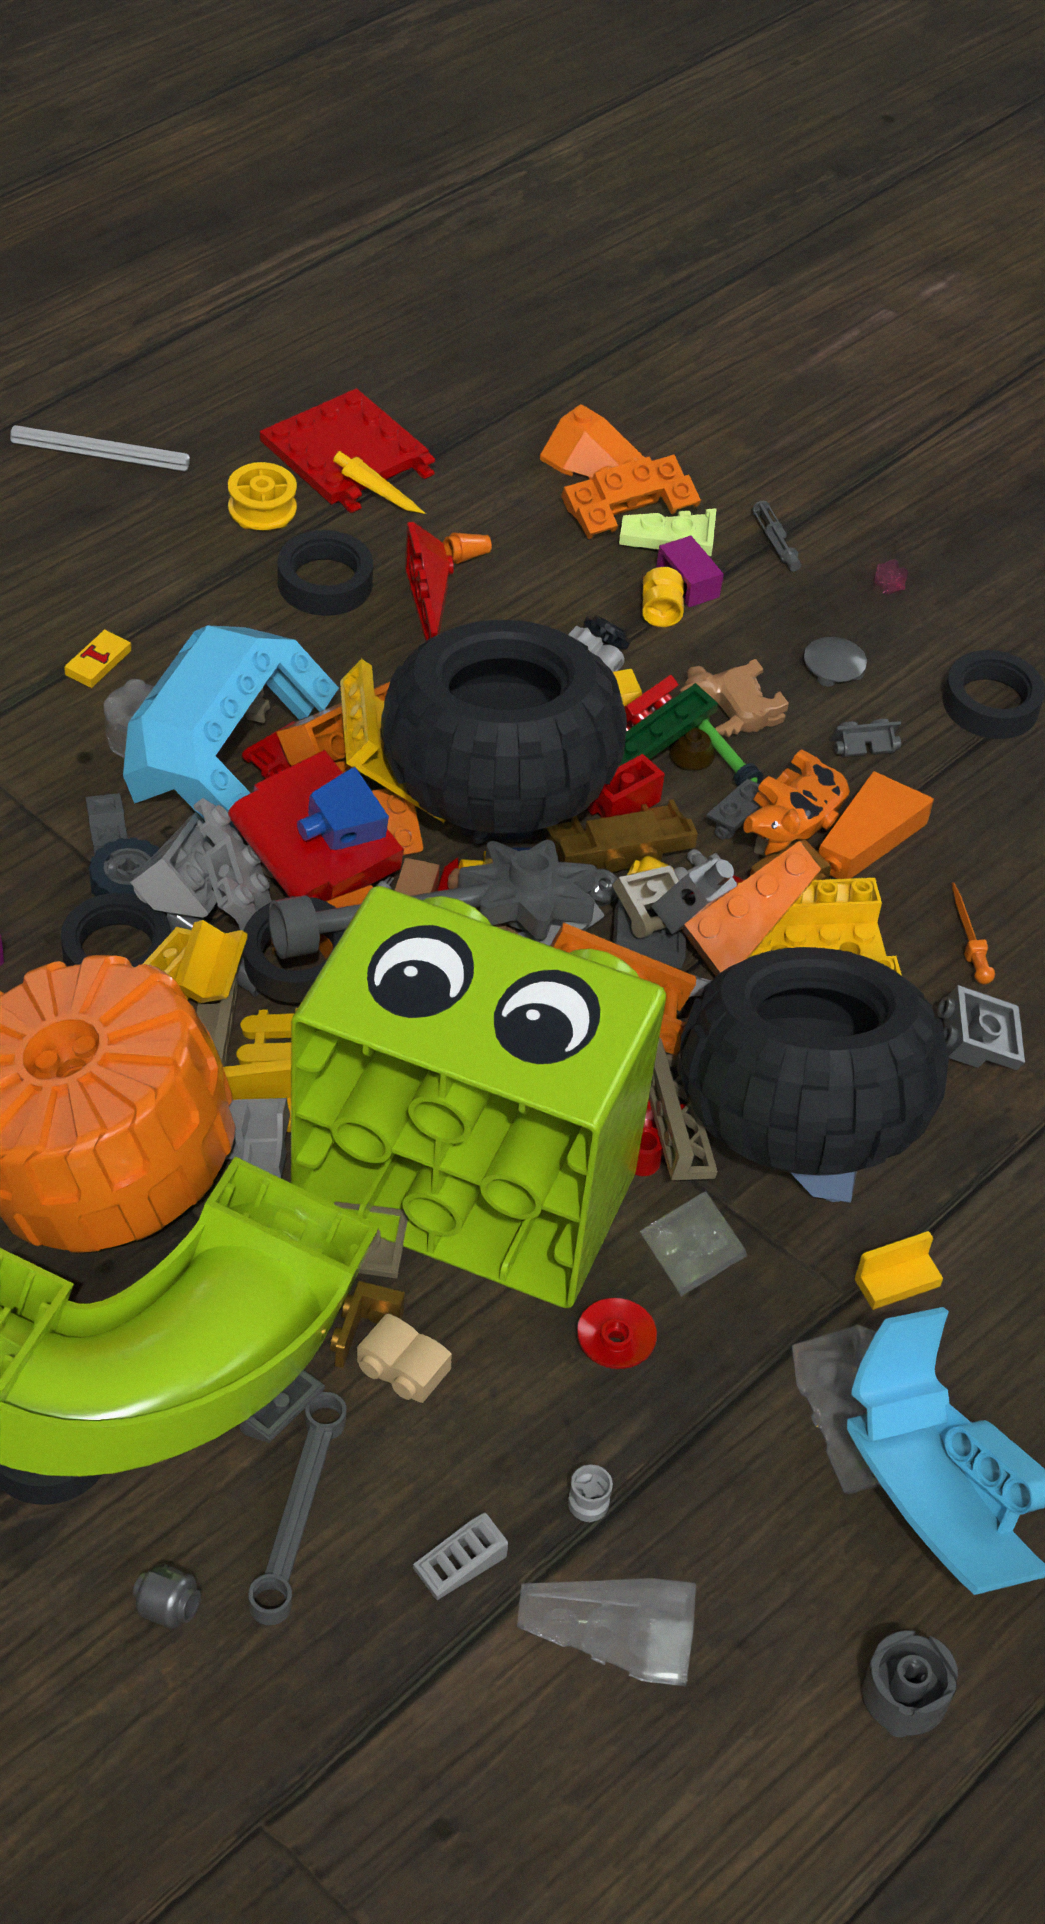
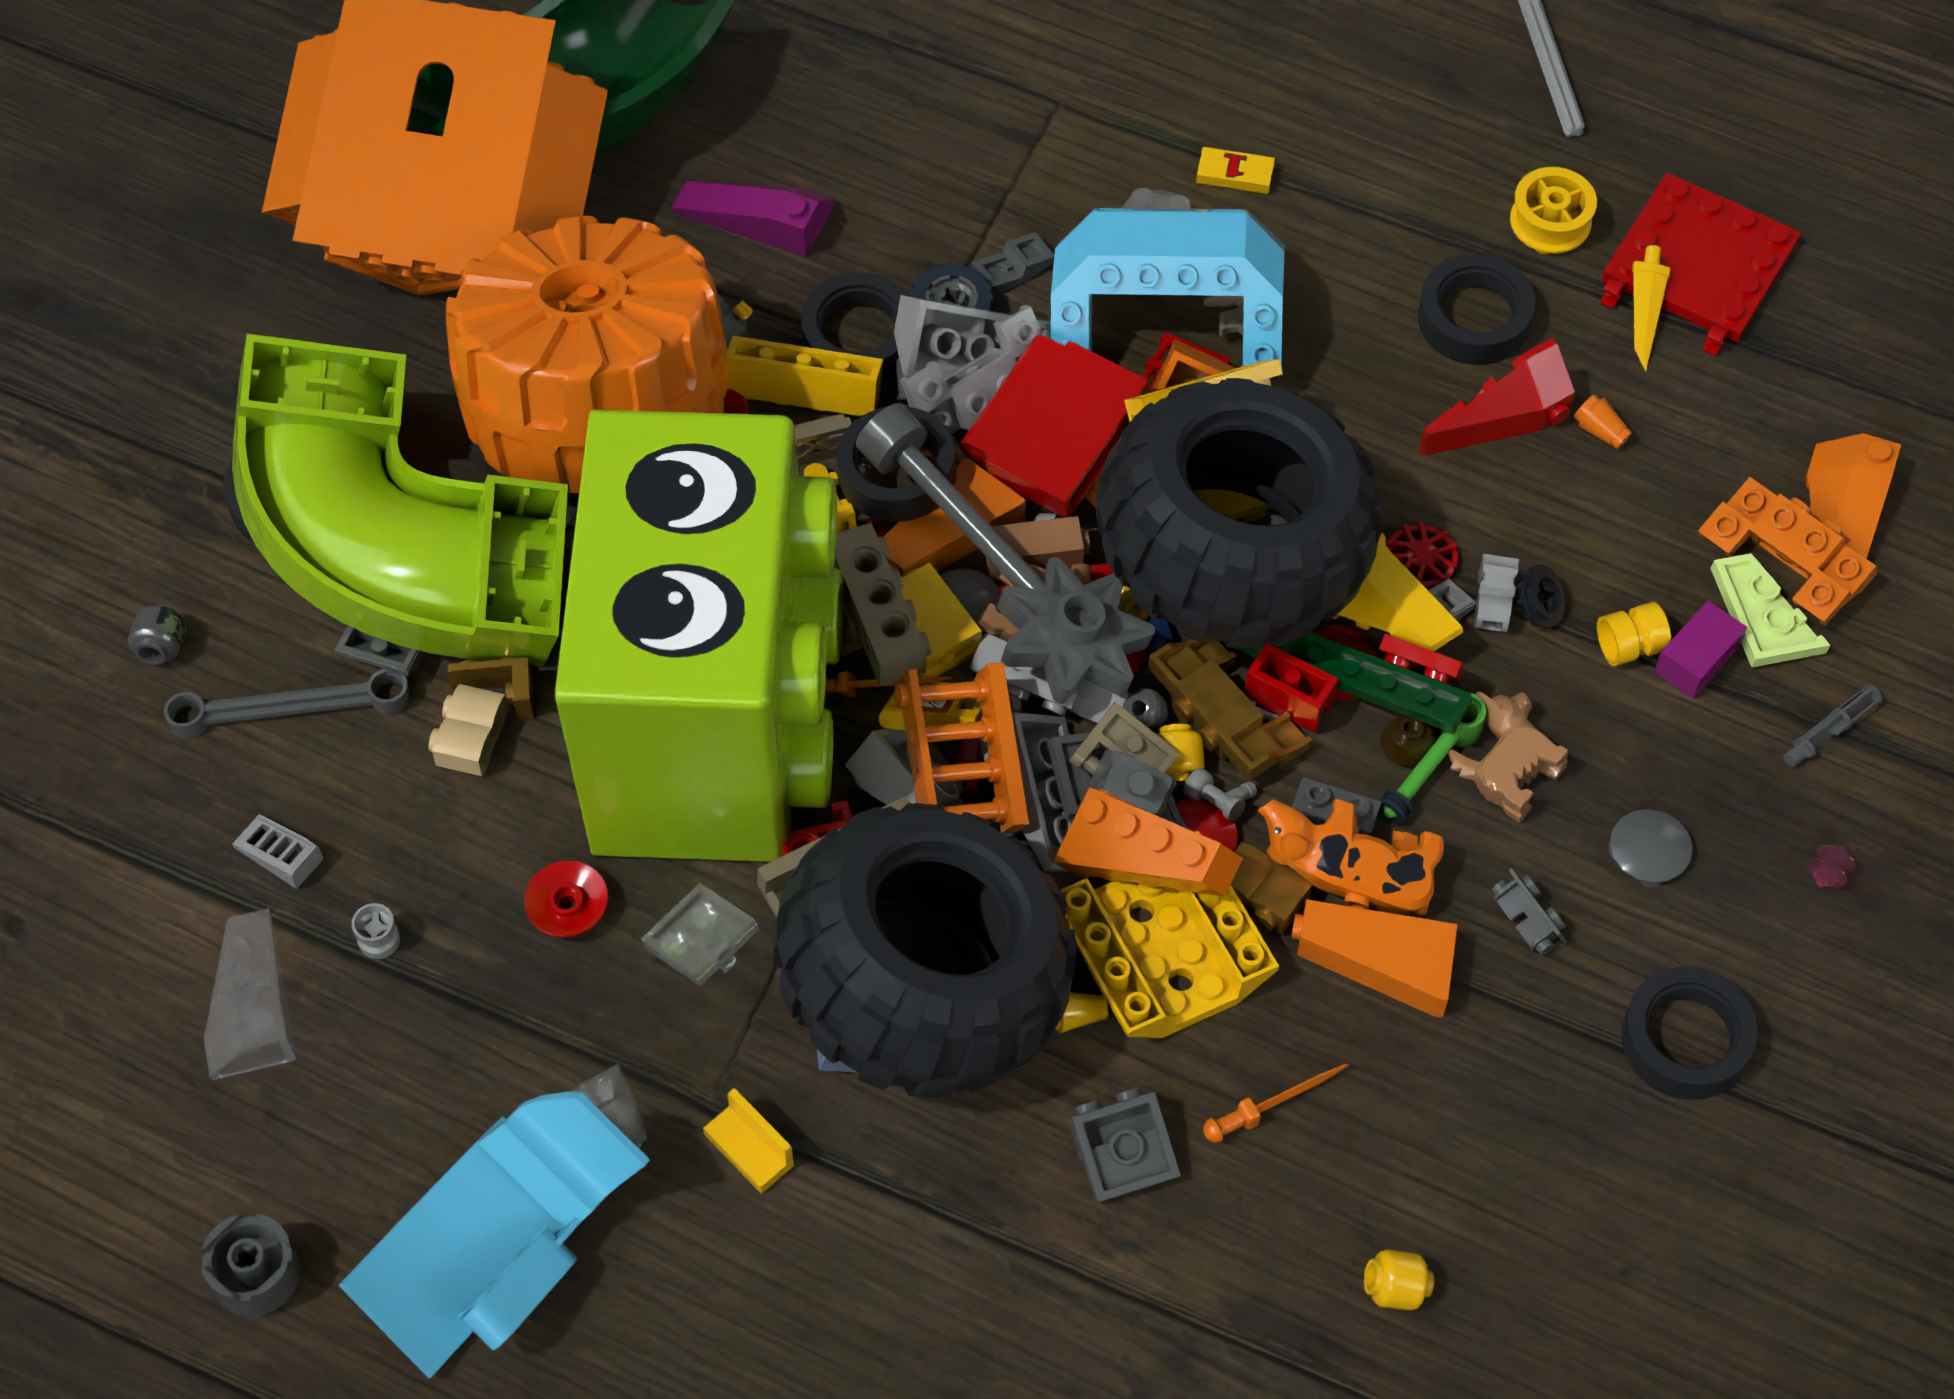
camera: 75 degrees right, 10 degrees up
(210, 962) = (842, 395): yellow panel -> none
(344, 813) = (1065, 425): blue torso -> none

